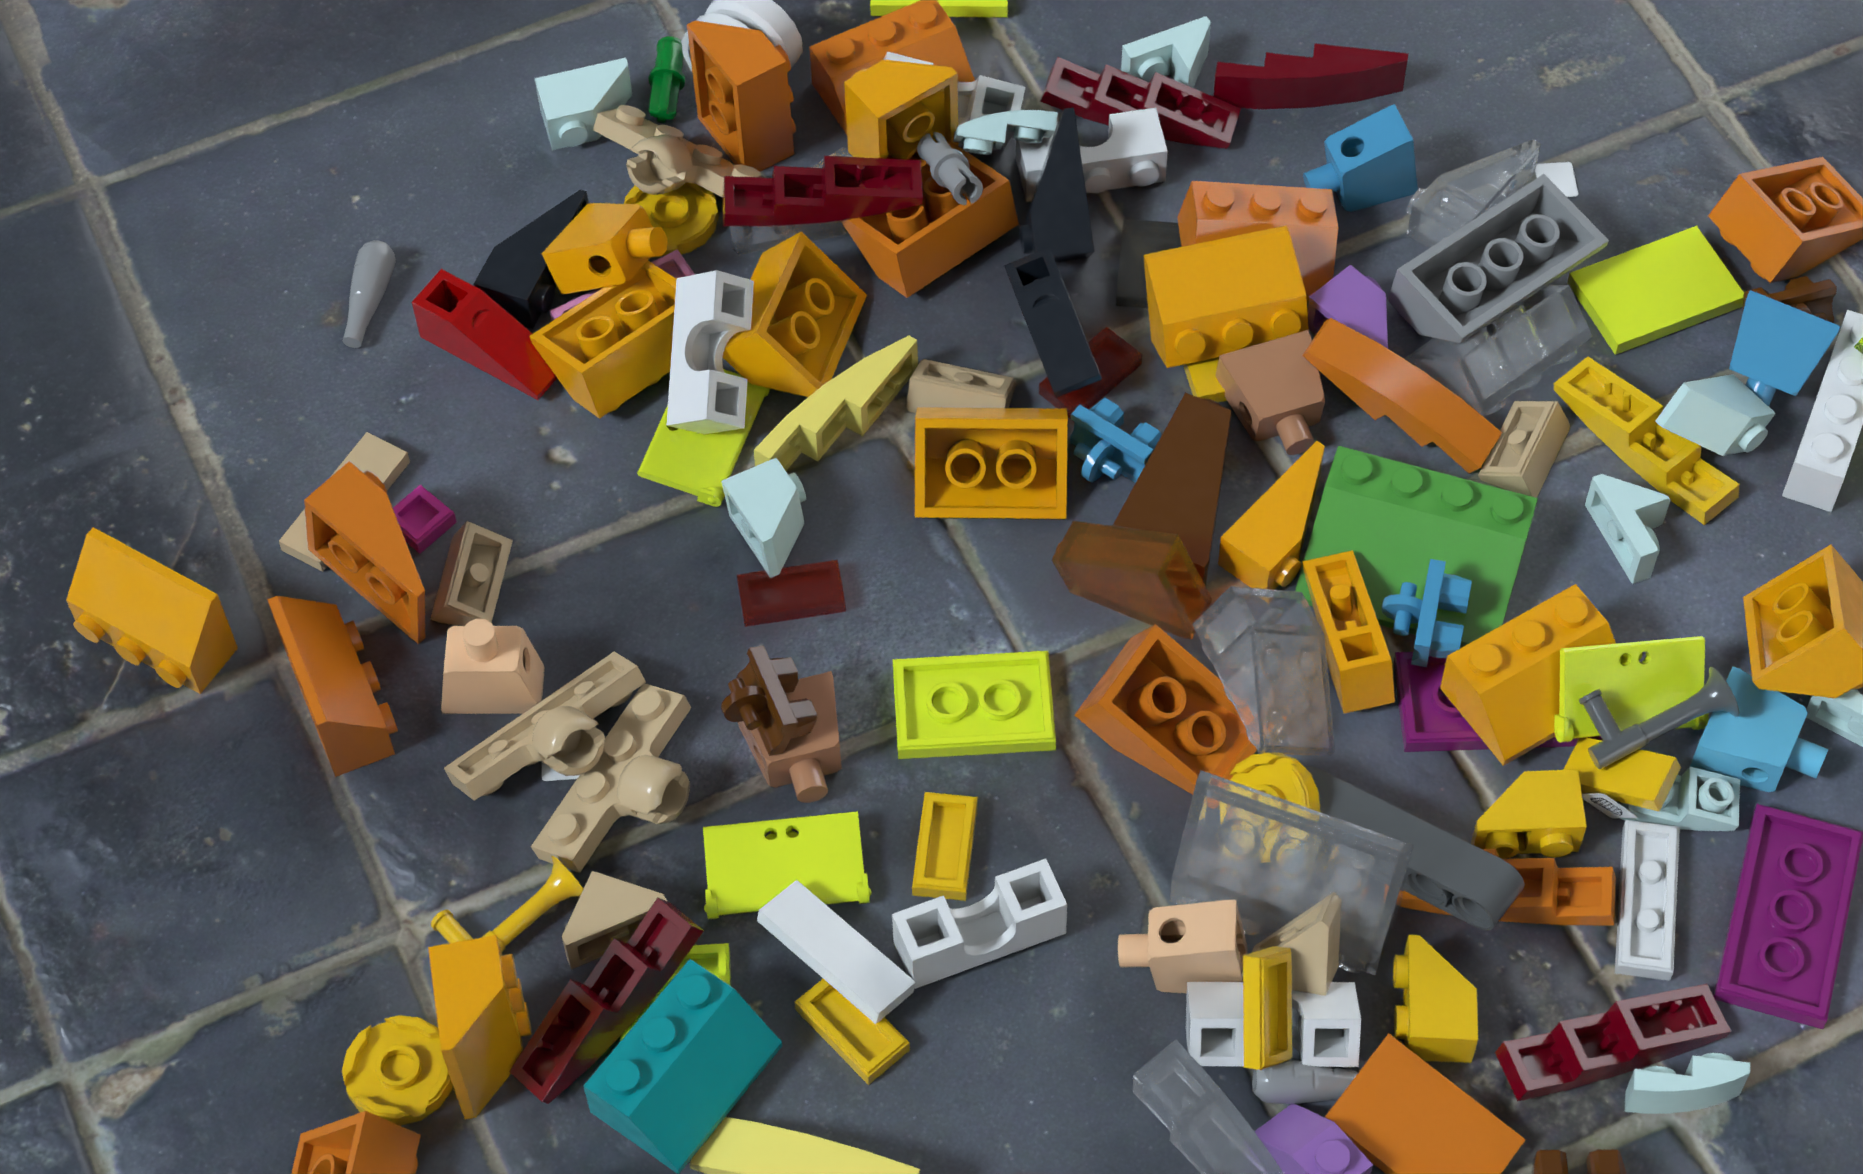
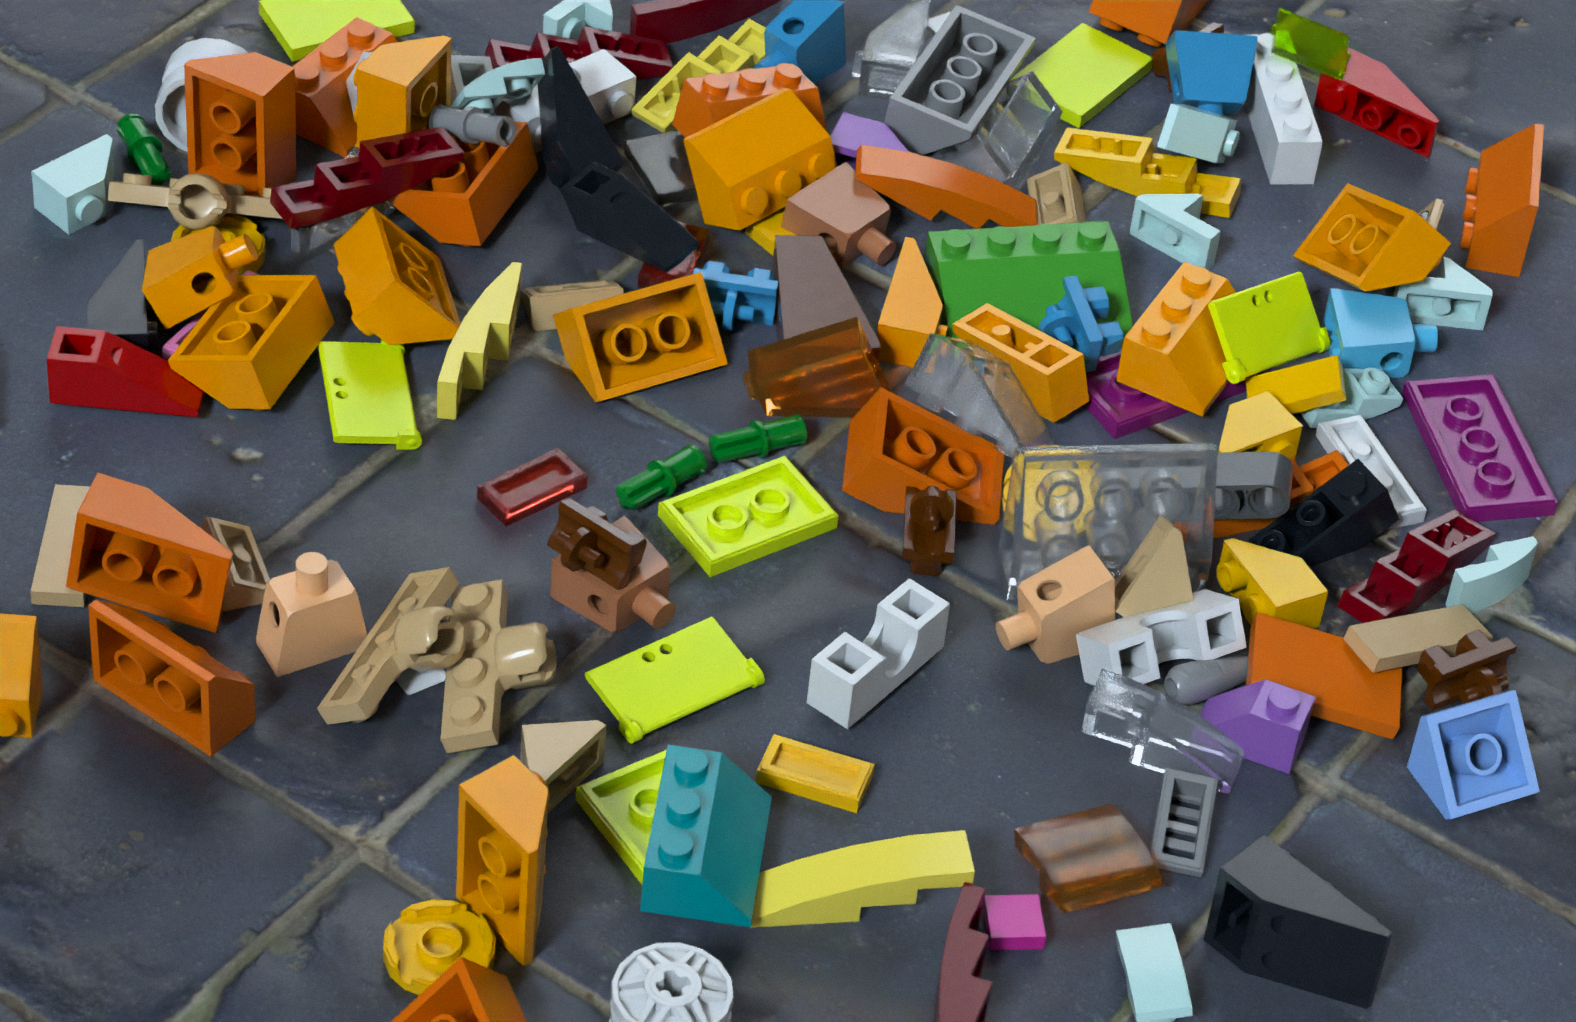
camera: 35 degrees left, 15 degrees down
(557, 888) = (491, 748): yellow piece -> none
(597, 1013) = (600, 820): dark red slope -> none
(706, 315) = (339, 280): white arch -> none
(766, 511) = (472, 428): light aqua slope -> none
(836, 951) = (769, 717): white tile -> none
(912, 631) = (661, 477): none -> green axle
(945, 846) = (795, 618): yellow tile -> none
(1033, 620) = (758, 438): none -> green axle
(1127, 793) = (929, 529): none -> reddish brown hips
(1267, 1007) = (1161, 616): yellow tile -> none
(1272, 161) = (739, 52): none -> light yellow slope
(1529, 1124) = (1402, 639): none -> tan tile
(1545, 949) = (1333, 518): none -> black slope
(1608, 805) = (1306, 412): white sticker -> none
(1617, 744) = (1341, 301): dark grey piece -> none

